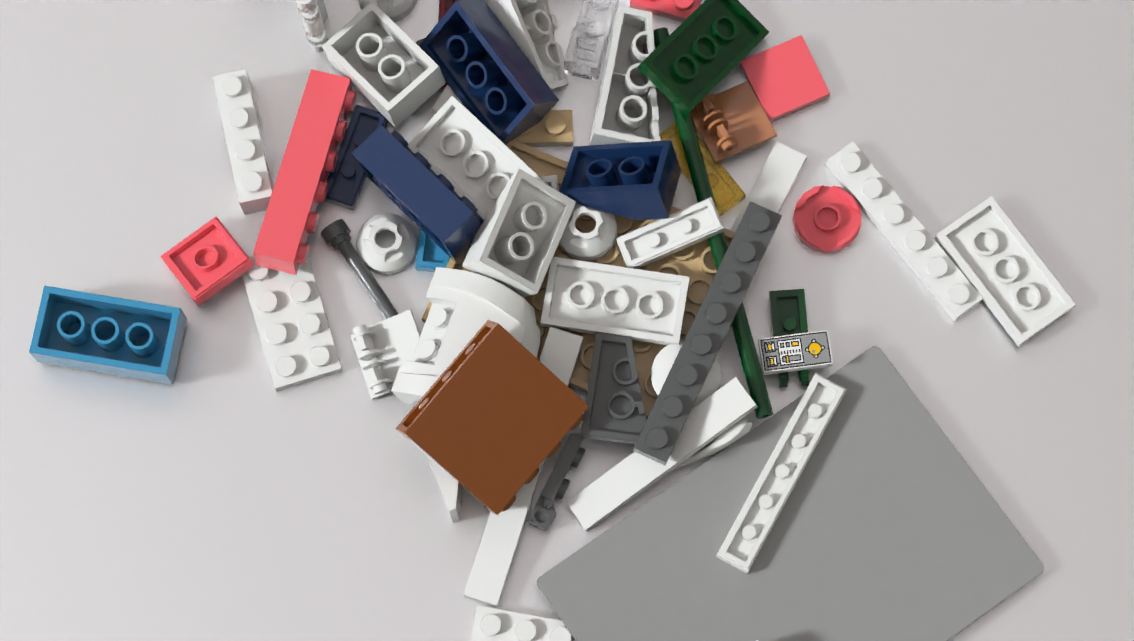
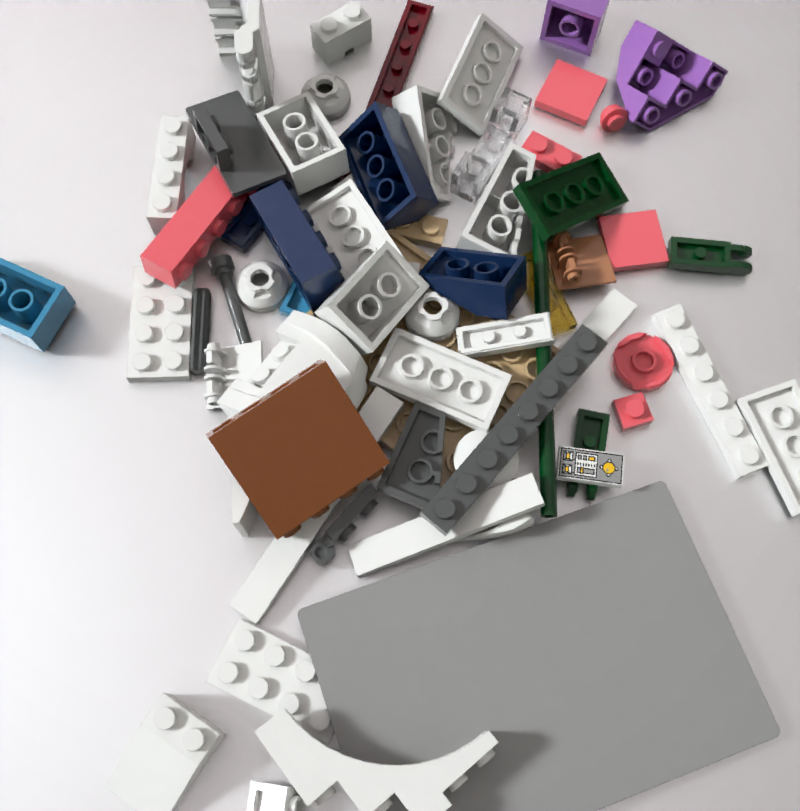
camera: 10 degrees right, 5 degrees down
(207, 261) = (107, 260): coral tile -> none
(310, 88) = (236, 143): none -> dark grey bracket
(336, 313) = (200, 329): none -> dark grey axle
(781, 473) = (549, 575): white tile -> none
(827, 278) = (632, 411): none -> coral plate
(871, 76) = (708, 256): none -> dark green hinge

